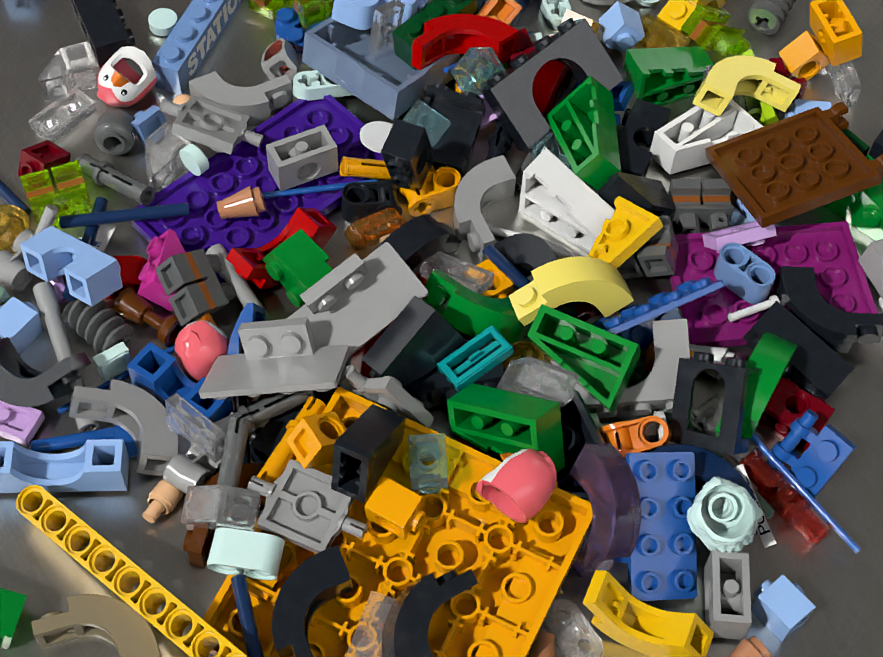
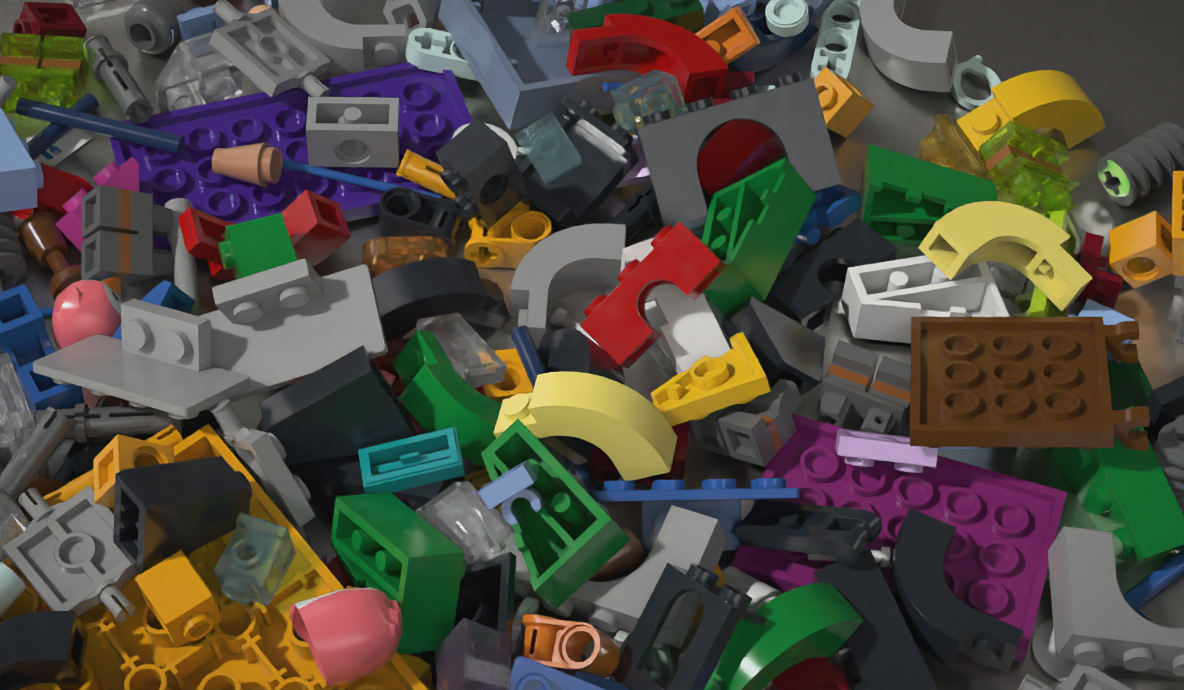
camera: 25 degrees right, 5 degrees down
(194, 159) = (223, 87): light aqua tile -> none
(565, 348) = (510, 487): none -> medium blue tile
(569, 164) = (620, 319): none -> red arch
(621, 27) = (901, 119): light blue brick -> none
(734, 303) = (810, 529): none -> black plate
(744, 273) = (865, 492): medium blue beam -> none

